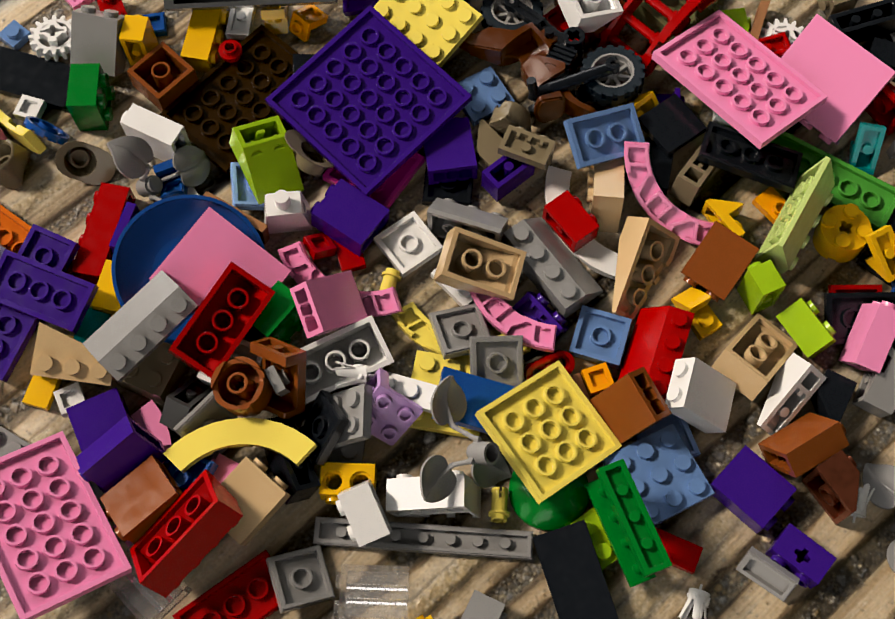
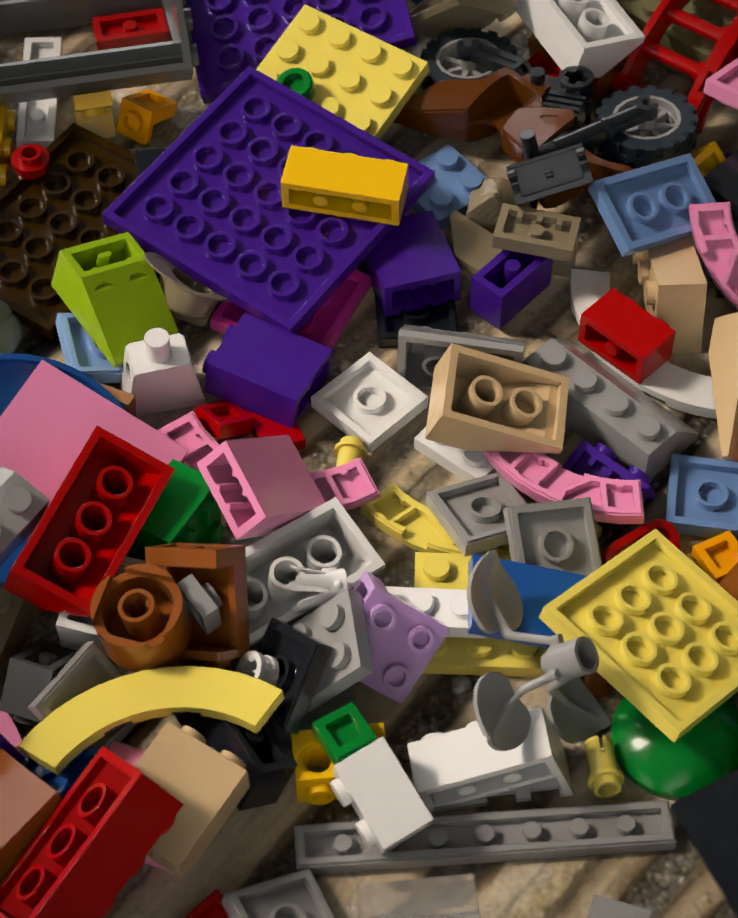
camera: 10 degrees left, 15 degrees down
(307, 424) = (259, 666): none -> white bush
(350, 469) = (343, 732): none -> green tile
(399, 19) = (298, 81): none -> green tile
(413, 101) = (344, 185): none -> yellow brick
(540, 109) = (549, 174): none -> black hinge

